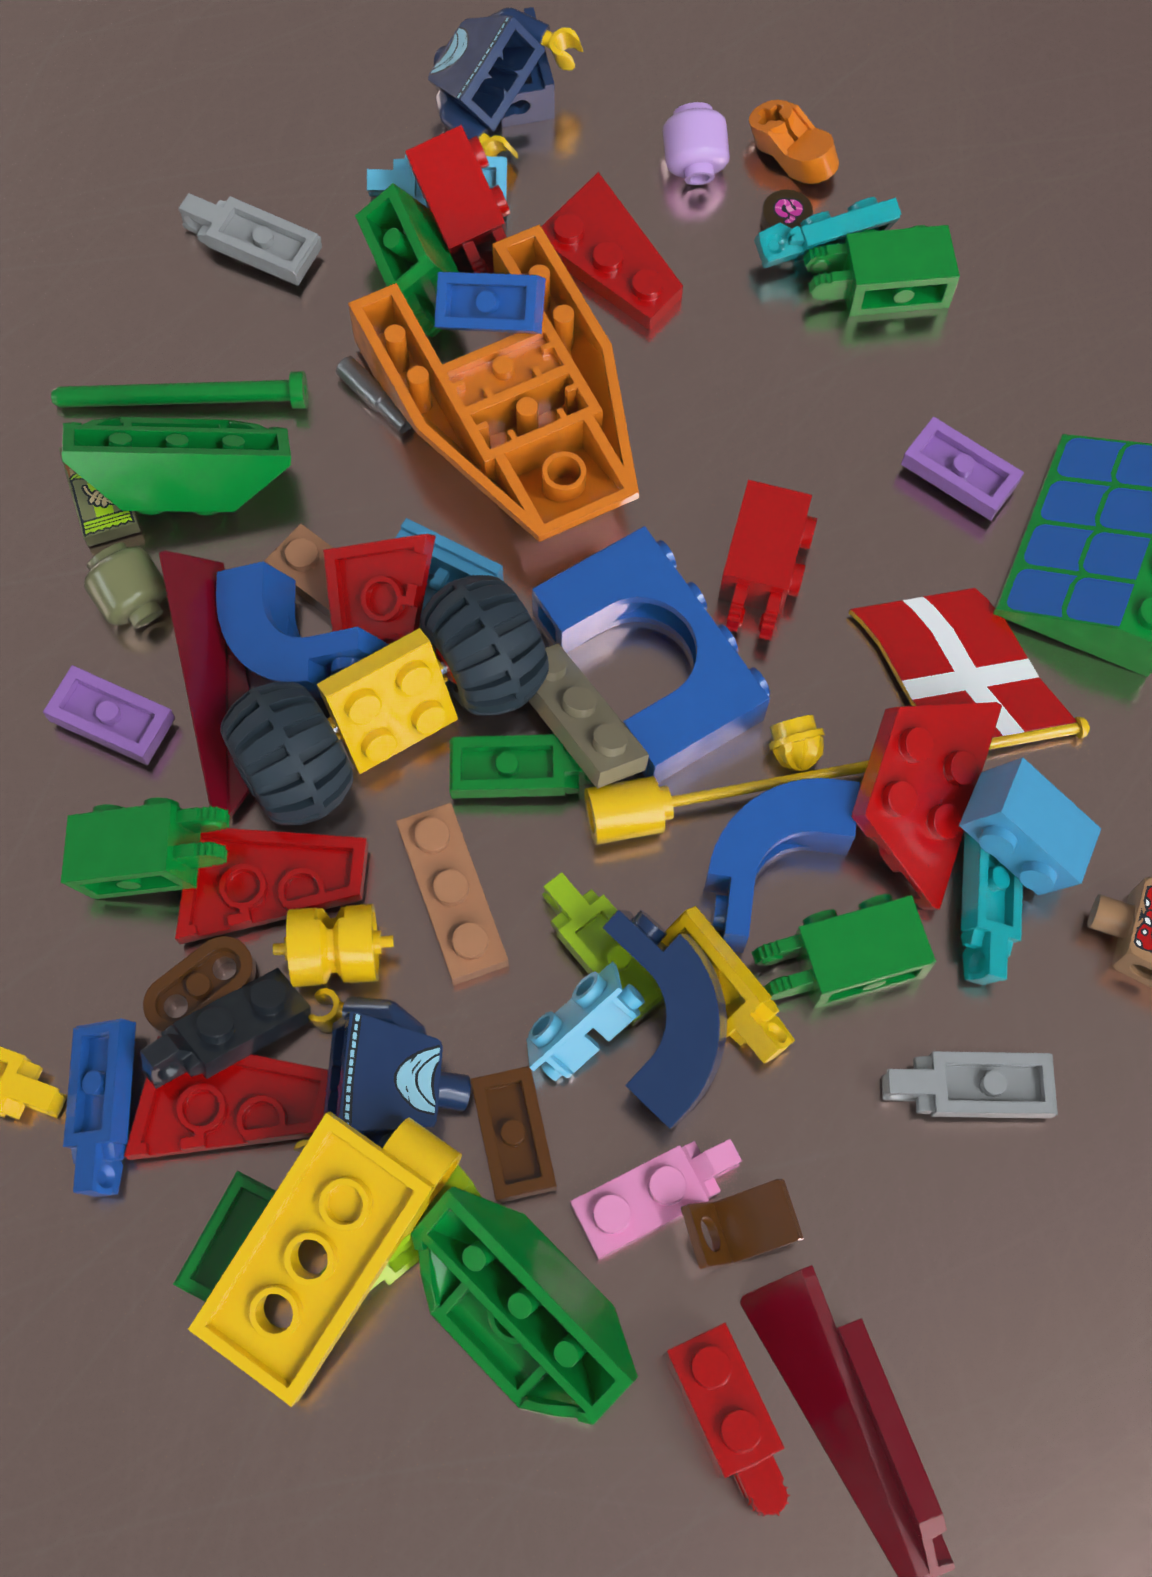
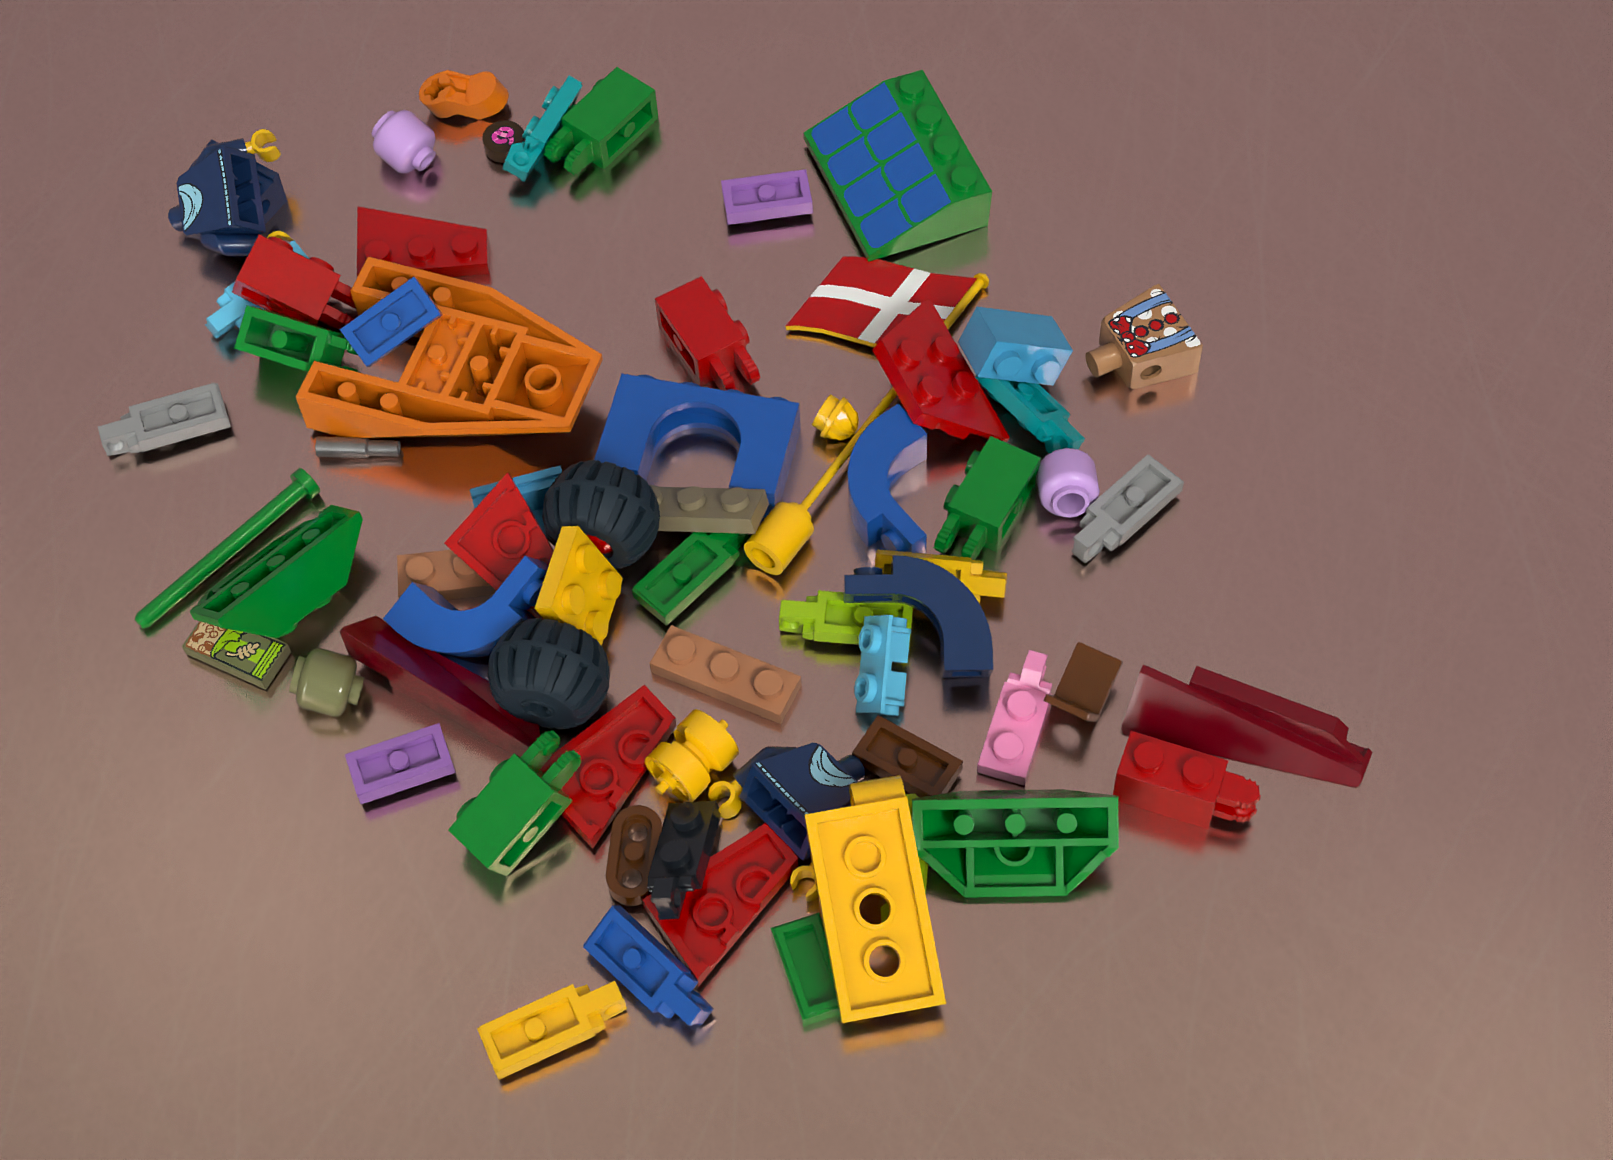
camera: 40 degrees left, 10 degrees down
(943, 1008) = (1067, 482): none -> lavender head

